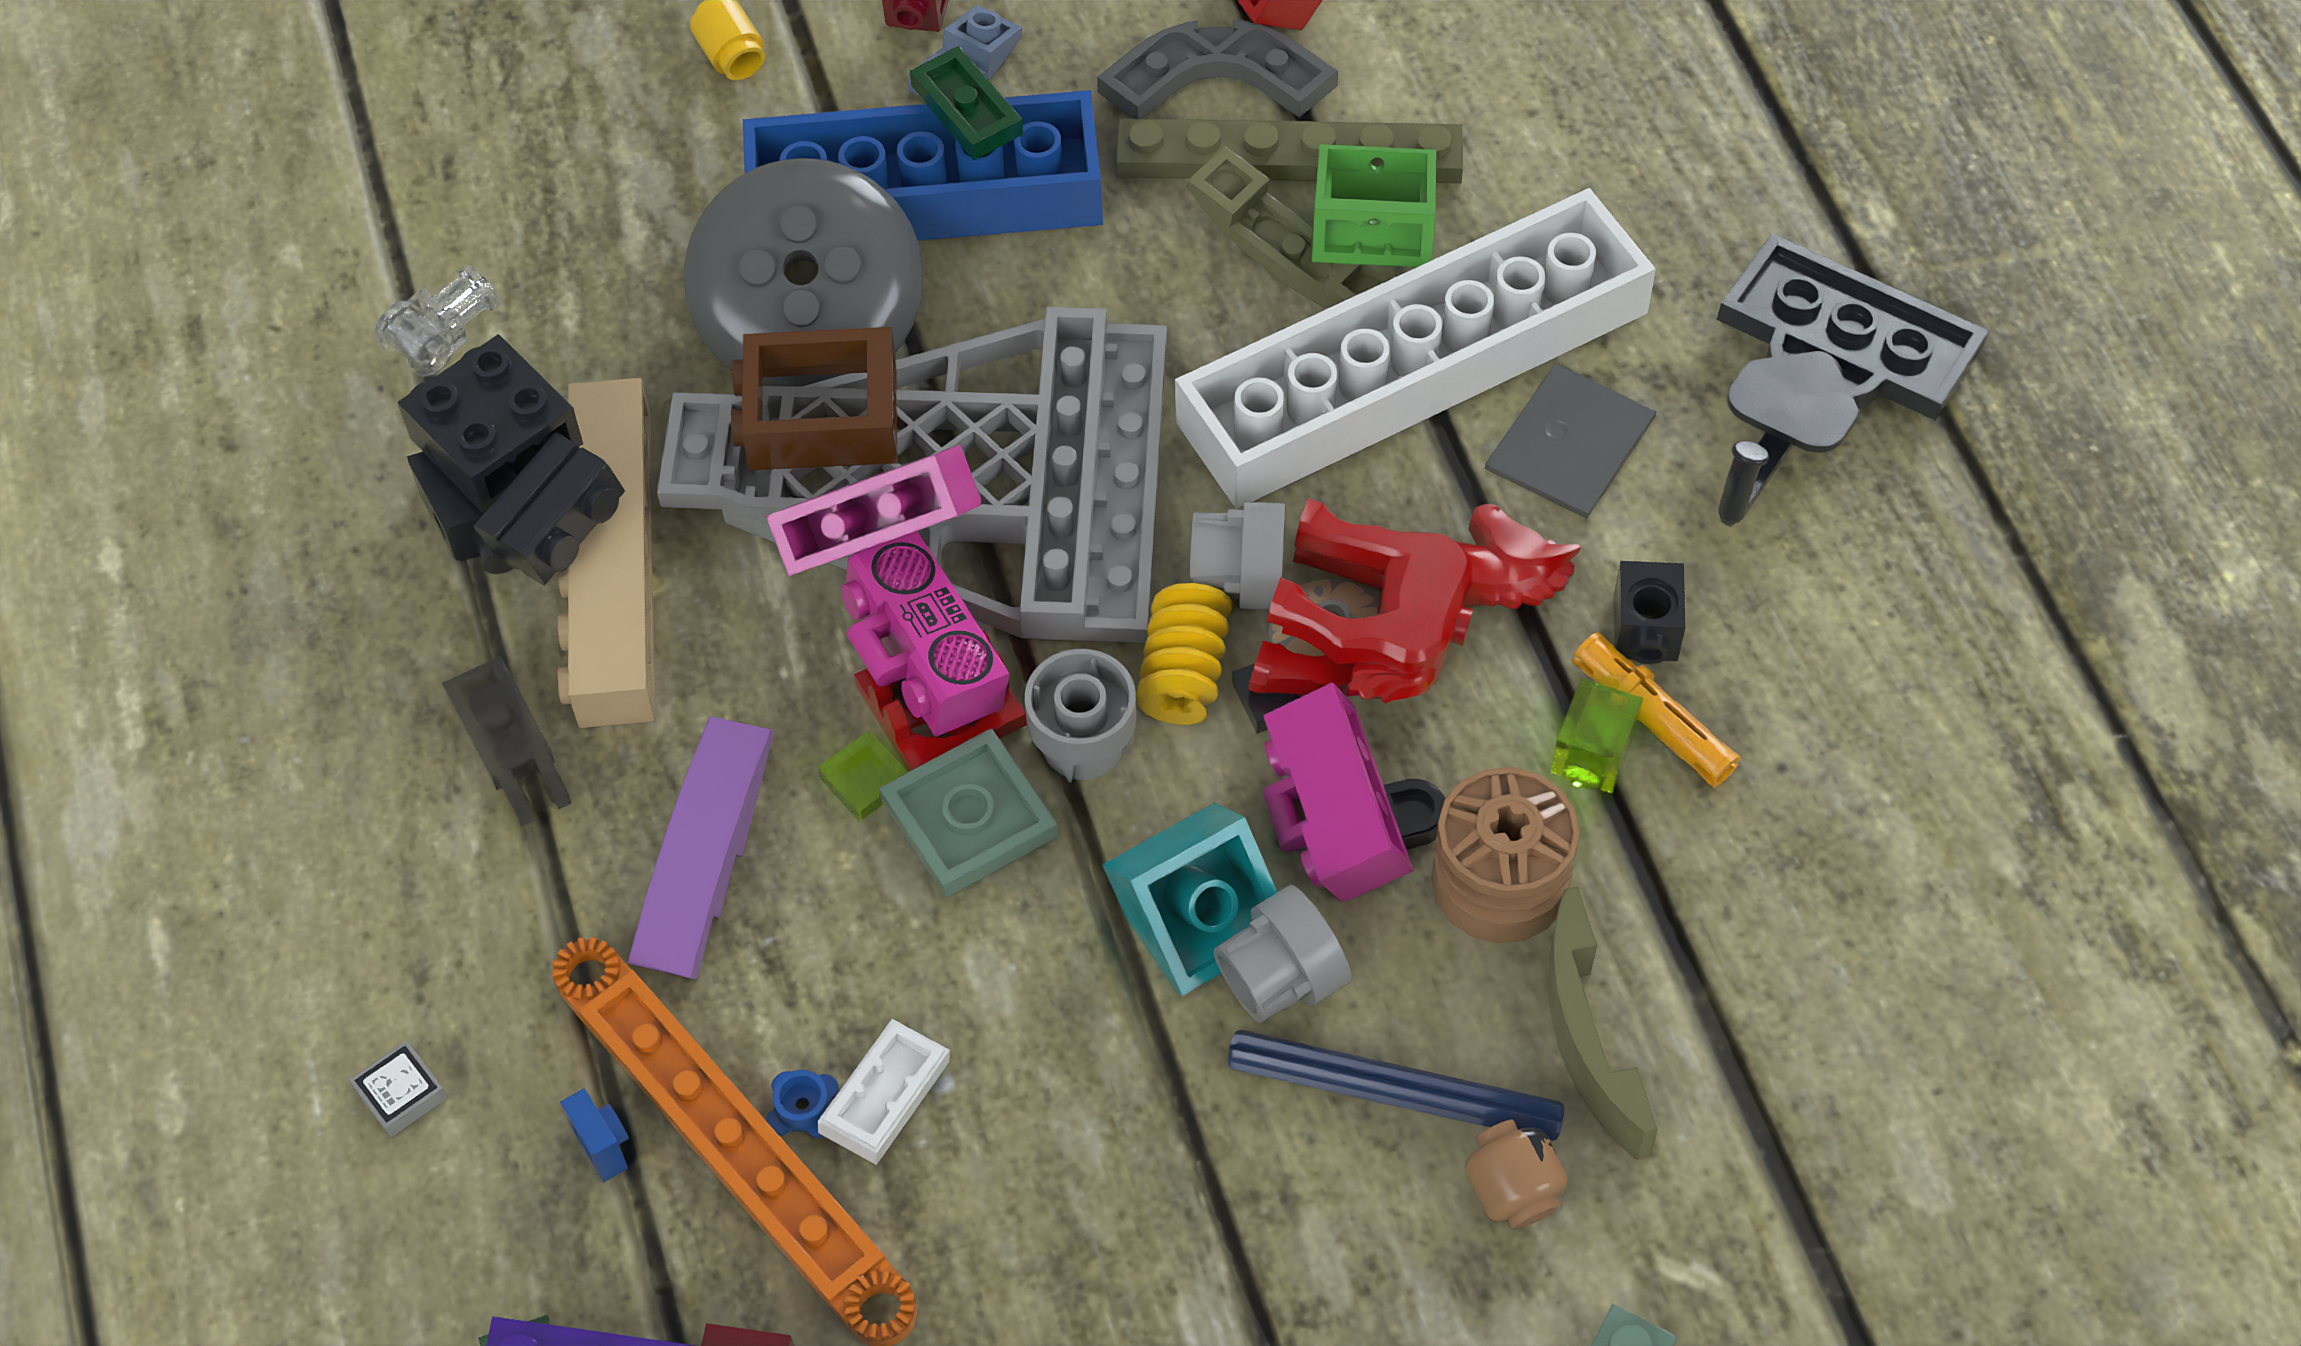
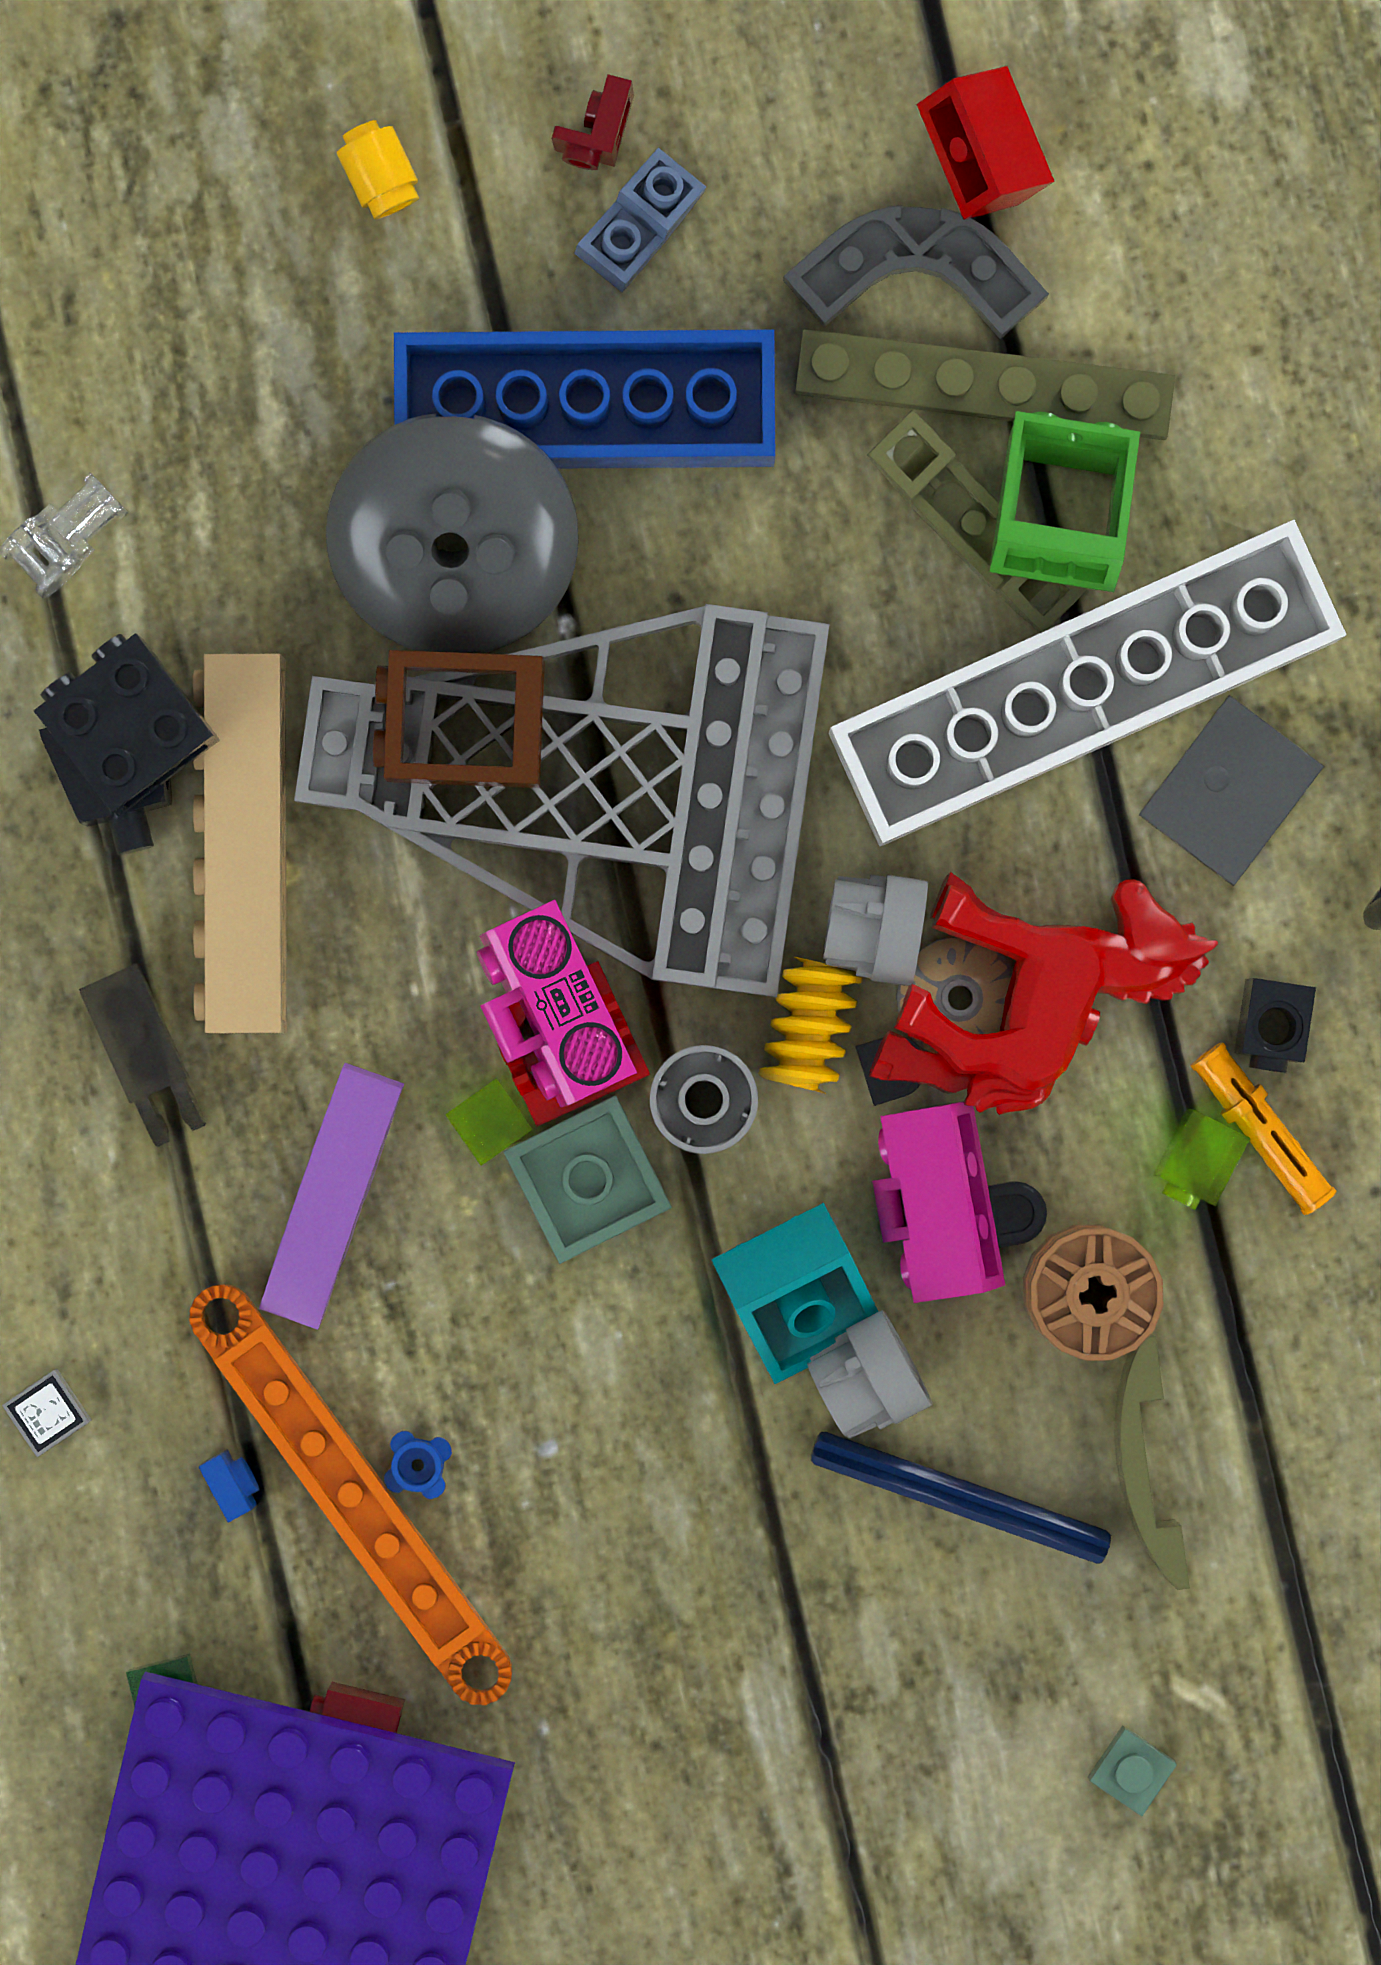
camera: 10 degrees right, 30 degrees up
(550, 509) = (189, 830): black brick -> none
(874, 510) = (515, 884): dark pink piece -> none
(883, 1091) = (493, 1463): white plate -> none
(966, 102) = (637, 351): dark green plate -> none
(1516, 1174) = (1058, 1604): medium nougat head -> none

